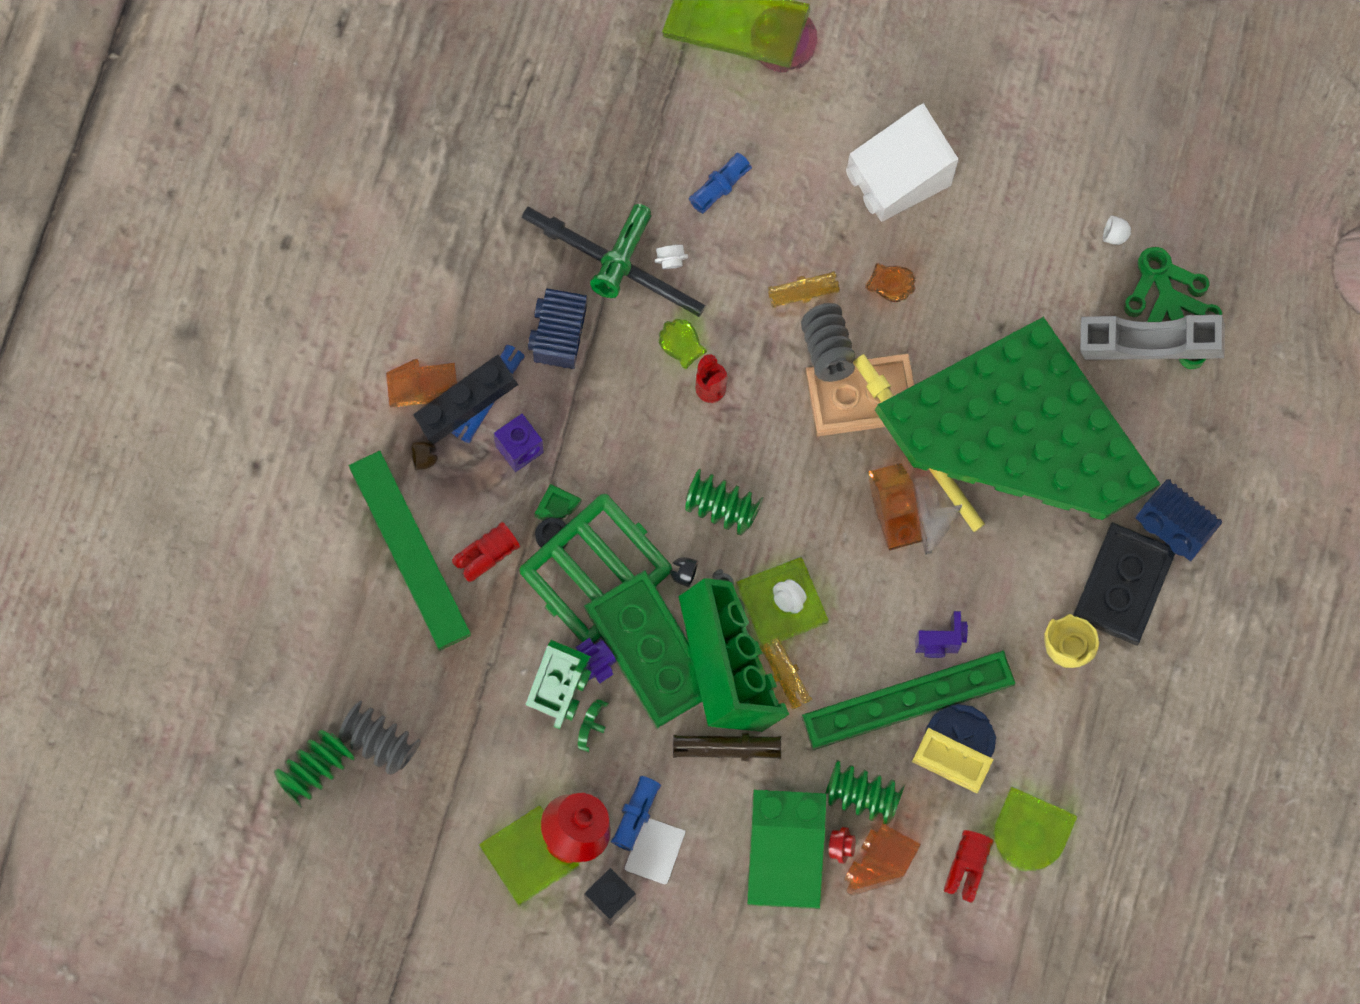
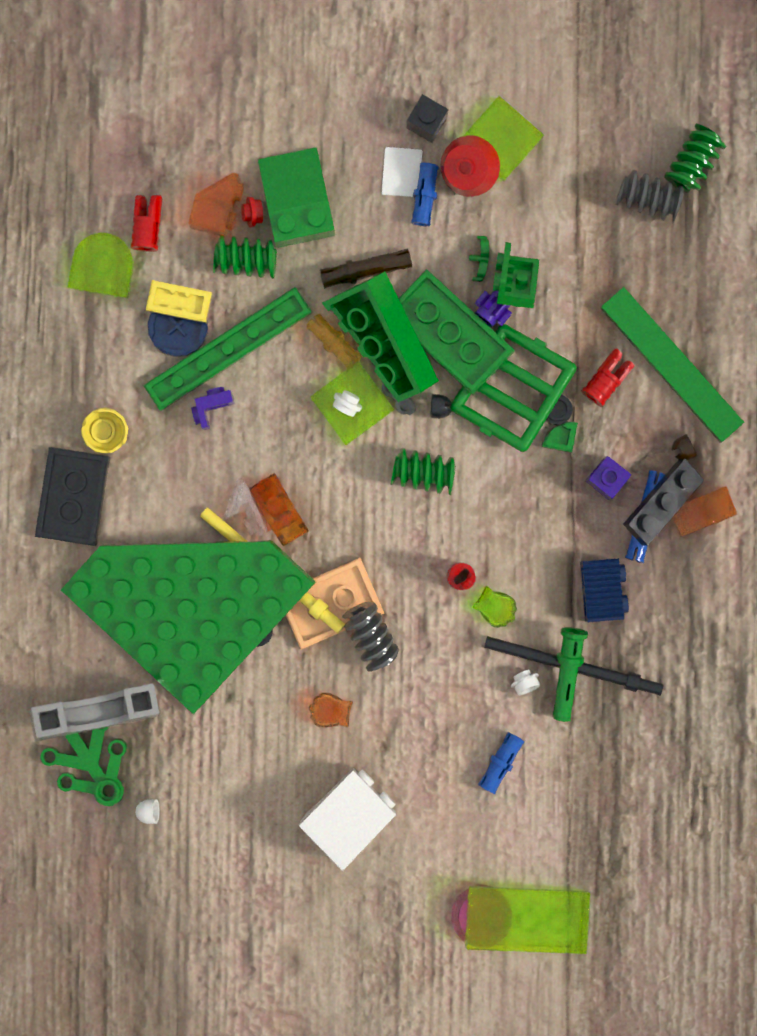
camera: 170 degrees right, 15 degrees up
(803, 289) = (404, 684): clear yellow pin -> none
(1178, 520) = (38, 558): dark blue brick -> none

